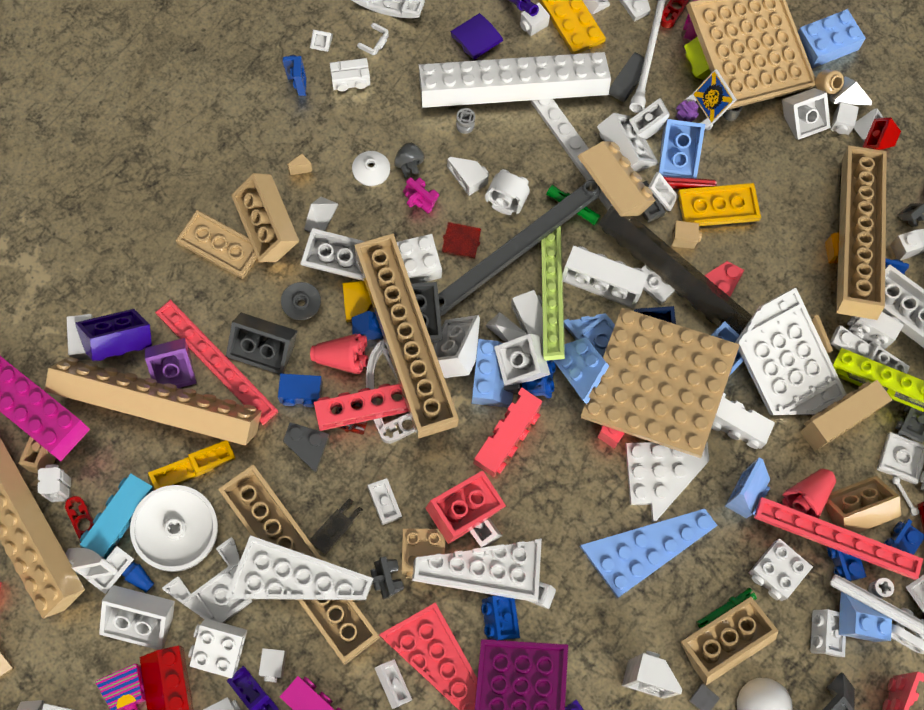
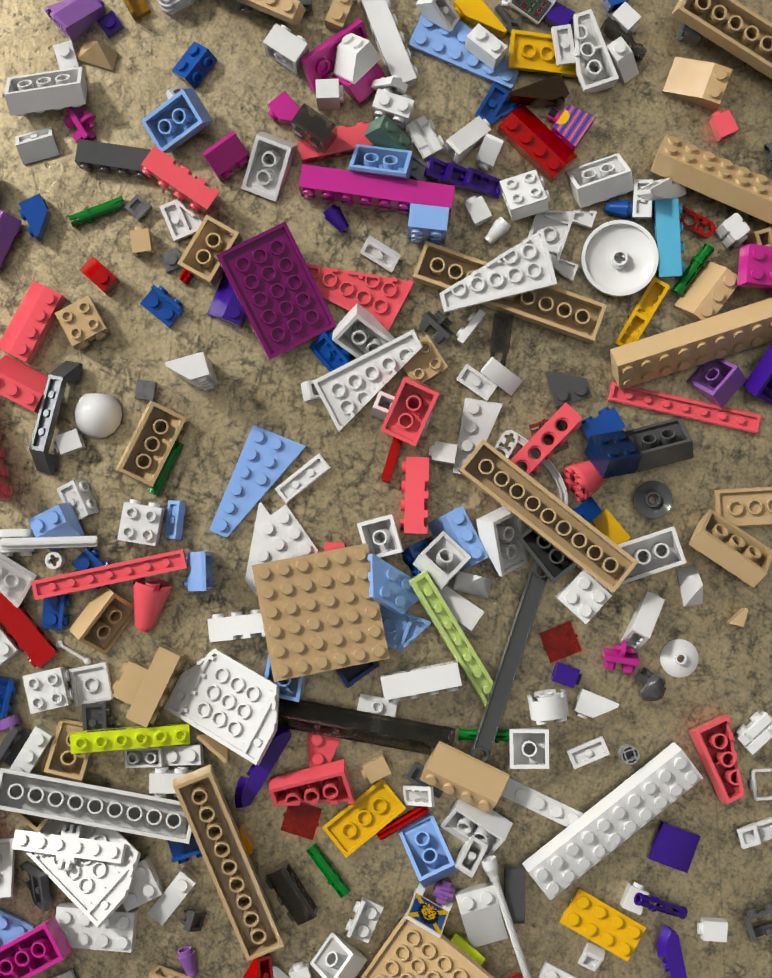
camera: 160 degrees right, 15 degrees up
(115, 476) = (695, 266): none -> green pin
(119, 445) = (707, 292): none -> tan slope
(266, 632) = (497, 230): none -> white cone
(309, 354) = (613, 454): none -> dark blue brick
(332, 680) = (427, 223): none -> light blue brick
(358, 491) = (501, 376): none -> white slope
(363, 553) = (474, 320): none -> white plate
(380, 210) = (643, 620): none -> white slope
(393, 78) = (718, 755): none -> coral wedge
(415, 460) = (476, 425): none -> white wing
(457, 457) = (443, 452): none -> white brick
(463, 615) = (360, 332): none -> white slope
(475, 210) = (566, 675): none -> dark purple brick
(498, 142) = (588, 752): none -> white plate
(512, 478) = (391, 460): none -> red beam
(545, 170) = (529, 748): none -> white slope
(563, 417) = (381, 536): none -> white slope
(600, 518) = (302, 478): none -> white tile
(666, 80) = (481, 914): none -> white slope
(745, 554) = (174, 520): none -> light blue plate
(750, 252) = (313, 785): none -> coral wedge
(765, 131) = (365, 919): none -> white bracket
(773, 177) = (327, 869): none -> green pin
(773, 237) = (301, 820): none -> clear red piece
(806, 284) = (249, 787): none -> dark purple brick
(808, 694) = (69, 442): none -> white brick
(816, 183) = (291, 893): none -> clear smoke slope
(865, 434) = (130, 681): none -> tan brick

